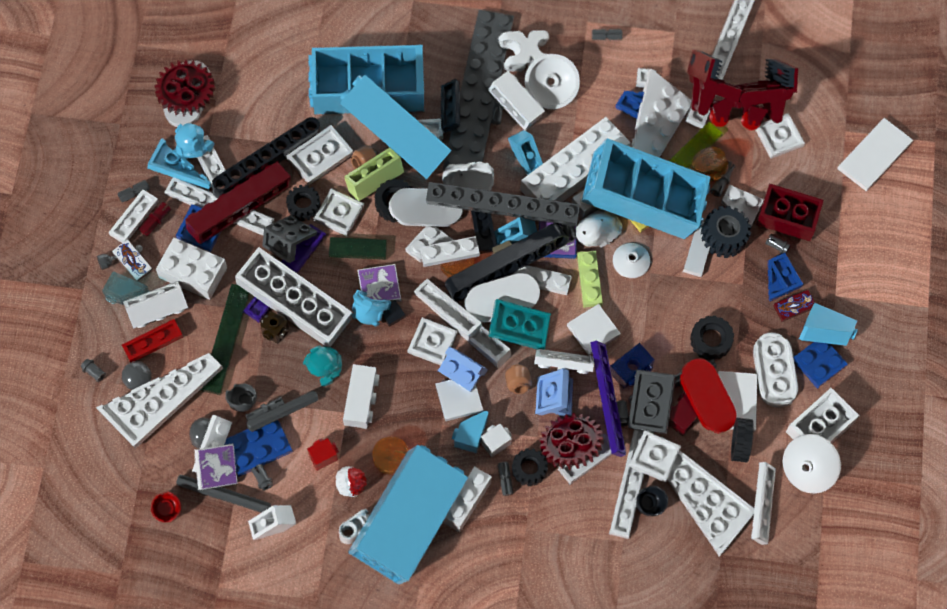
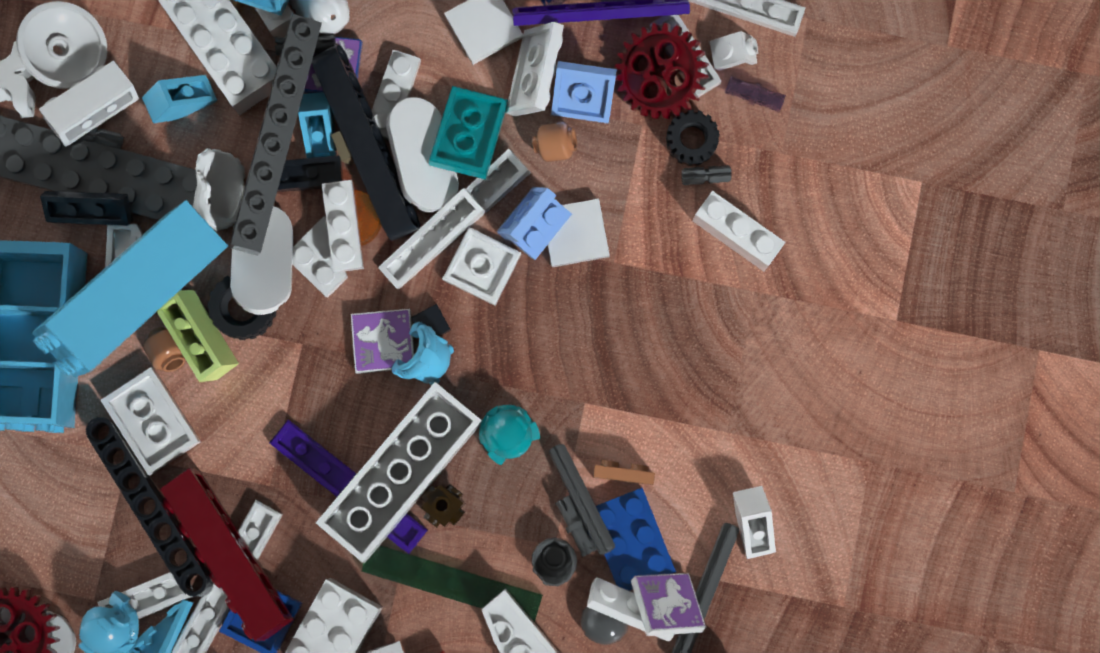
camera: 80 degrees left, 15 degrees up
(261, 476) = (682, 534): dark grey pin -> none
(285, 235) = (291, 479): dark grey bracket -> none
(301, 429) = (611, 471): none -> nougat plate
(303, 192) = (213, 451): black tyre -> none
(323, 453) = (651, 440): red brick -> none
(339, 212) = (252, 396): white tile -> none
(350, 481) = (701, 400): piece -> none
(354, 524) = (768, 394): white piece -> none
(357, 248) = (317, 370): clear green tile -> none
(361, 396) = (565, 378): white brick -> none
(389, 454) = (661, 339): clear orange head -> none
(408, 514) = (765, 315): medium azure container -> none
(470, 432) = (634, 217): medium azure slope -> none
(496, 439) = (647, 182): white brick -> none
(564, 507) = (755, 94): none -> clear purple pin
(589, 279) = (399, 24): yellowish green plate -> none
(593, 491) = (734, 50): none -> white bracket

